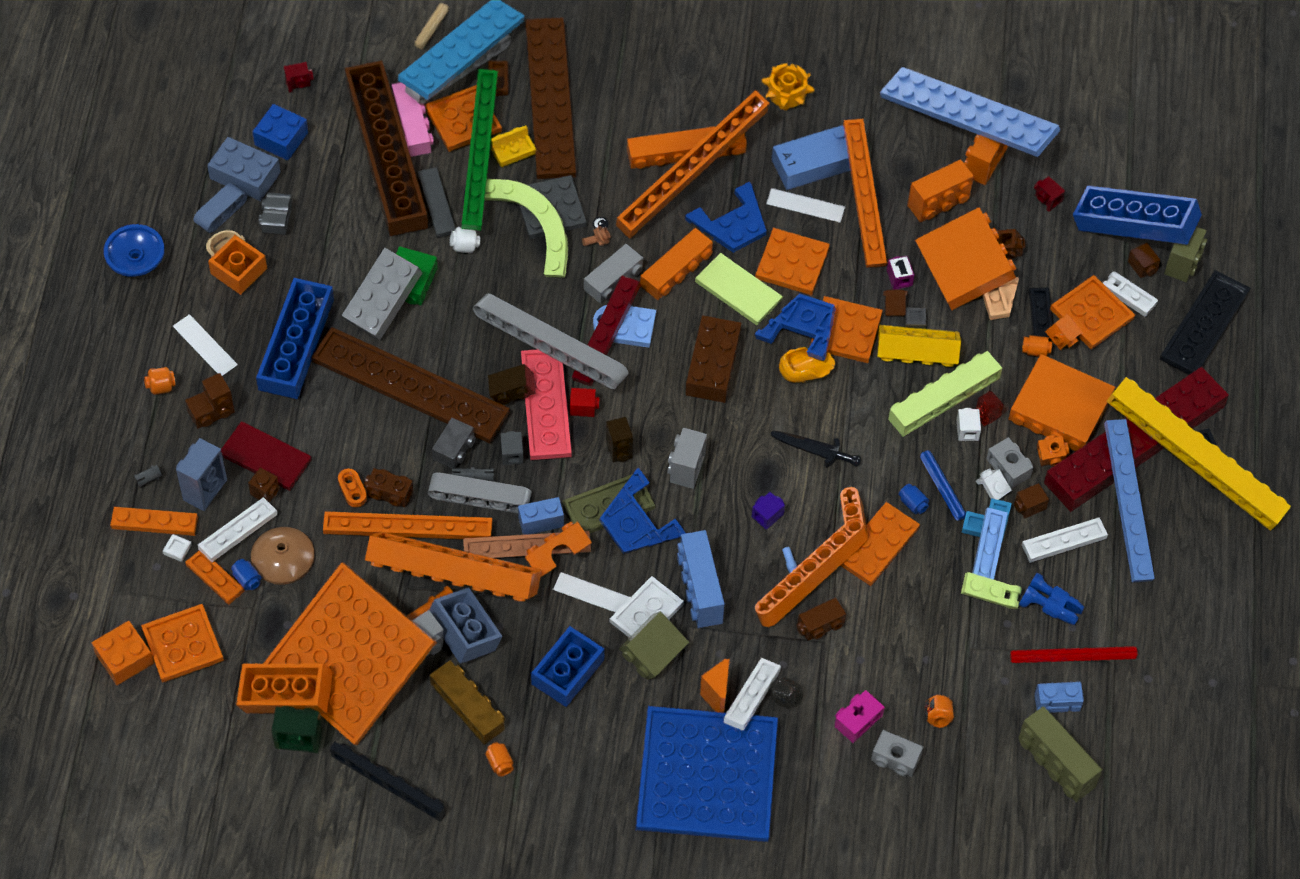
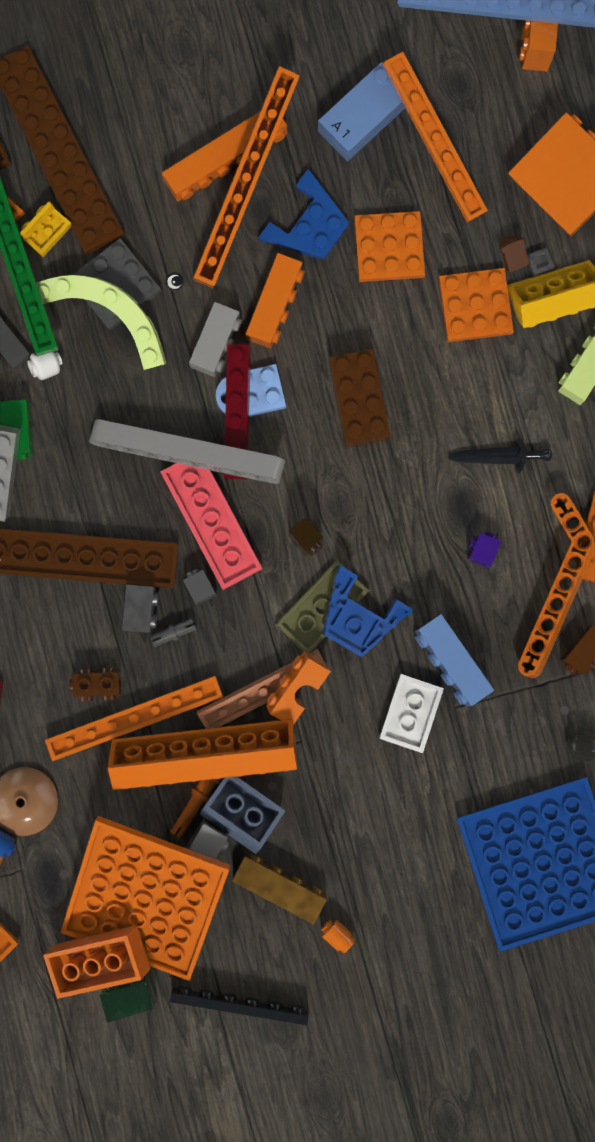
camera: 20 degrees left, 25 degrees up
(352, 489) = (60, 699): orange plate -> none
(478, 492) = (189, 651): light grey beam -> none
(511, 384) = (169, 517): dark brown brick -> none
(541, 516) = (262, 653): medium blue brick -> none
(567, 666) = (362, 811): blue brick -> none
(583, 402) = (249, 504): red brick -> none
(590, 592) = (347, 712): white sticker -> none
(601, 236) = (182, 298): nougat plate -> none
(653, 645) = (436, 754): olive brick -> none
(687, 457) = (383, 528): light grey brick -> none
(714, 686) = (518, 772): orange slope -> none
(738, 289) = (348, 302): yellowish green tile -> none
(752, 694) = (553, 764): white plate -> none
(787, 86) = (300, 35): light orange brick -> none
(790, 562) = (529, 598): light blue piece -> none
(799, 367) = (455, 367): light orange hair -> none
(805, 205) = (374, 172): white sticker -> none
(806, 317) = (435, 312): blue wing -> none
(900, 272) = (505, 215): brick -> none
(940, 191) = (512, 102): orange brick -> none

